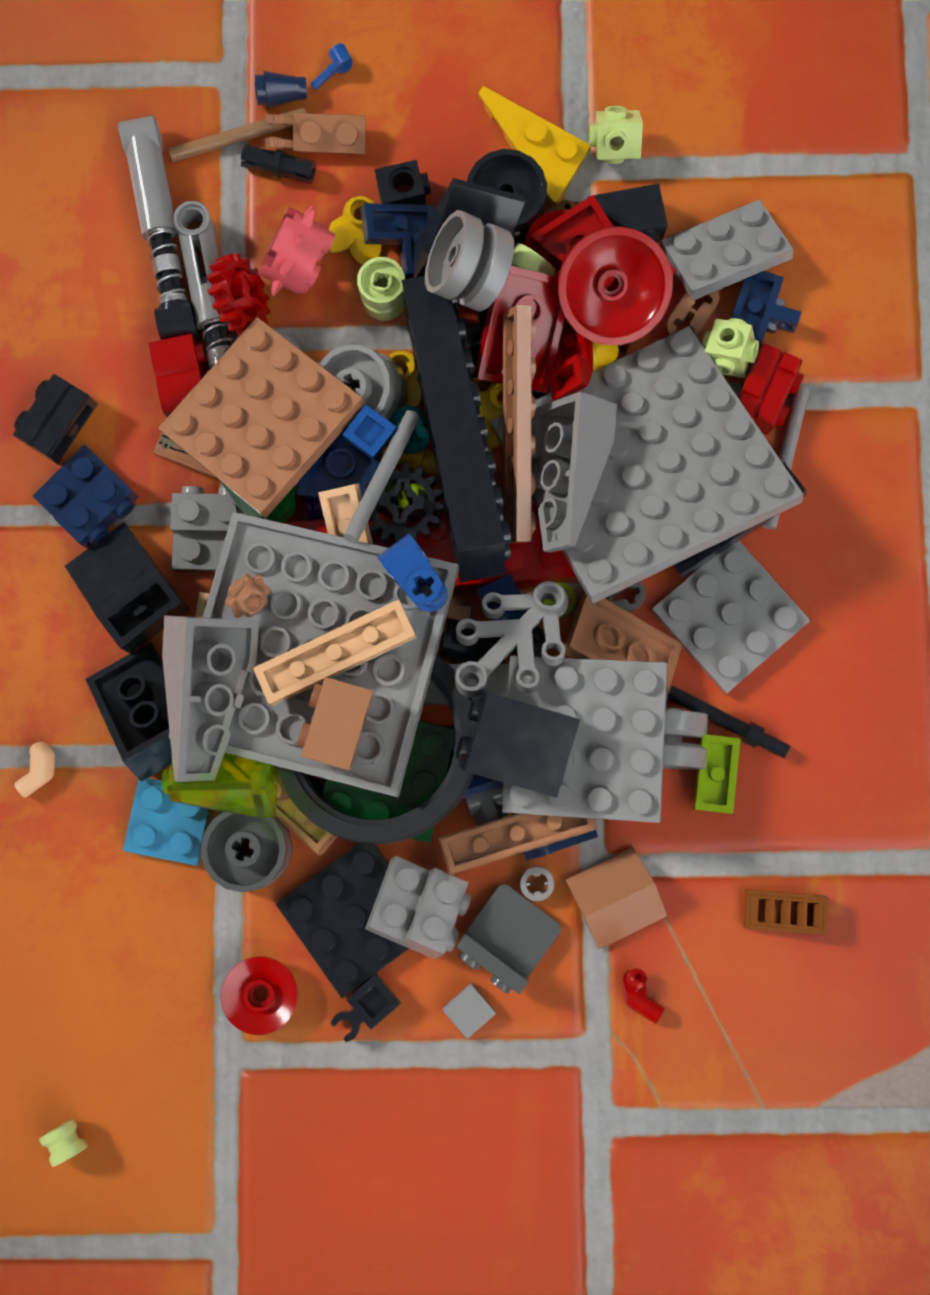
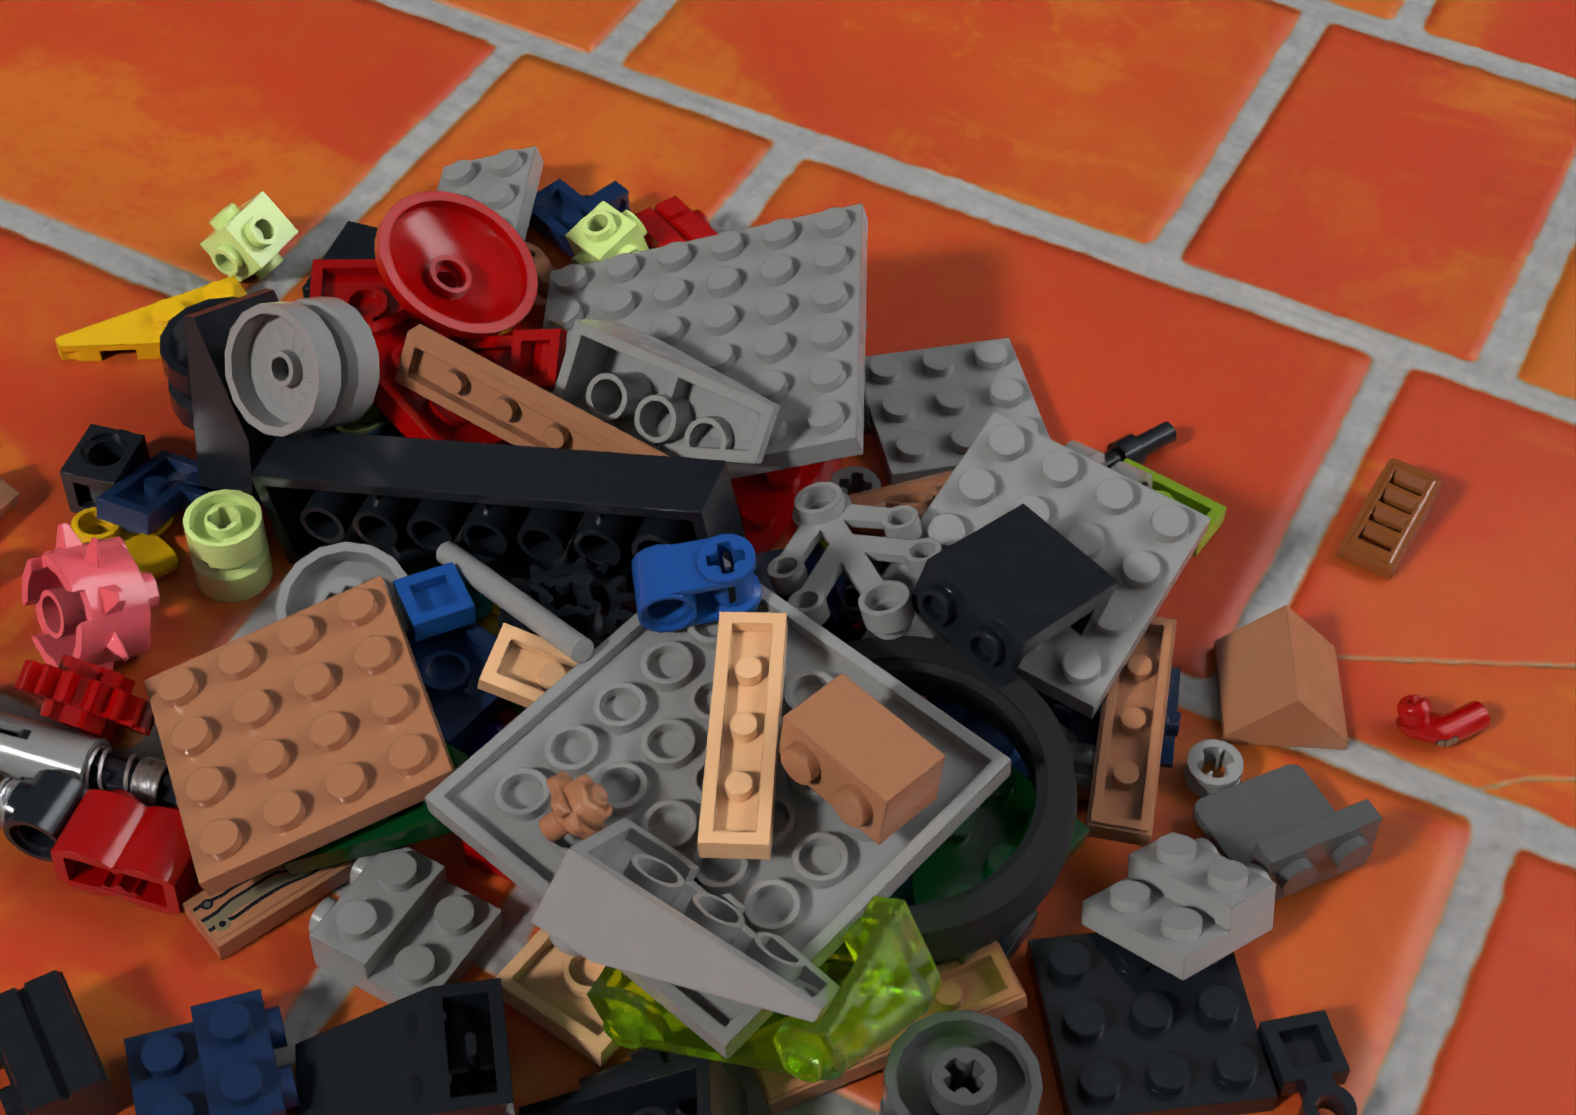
camera: 70 degrees left, 35 degrees down
(469, 1010) = (1373, 939): light grey tile -> none

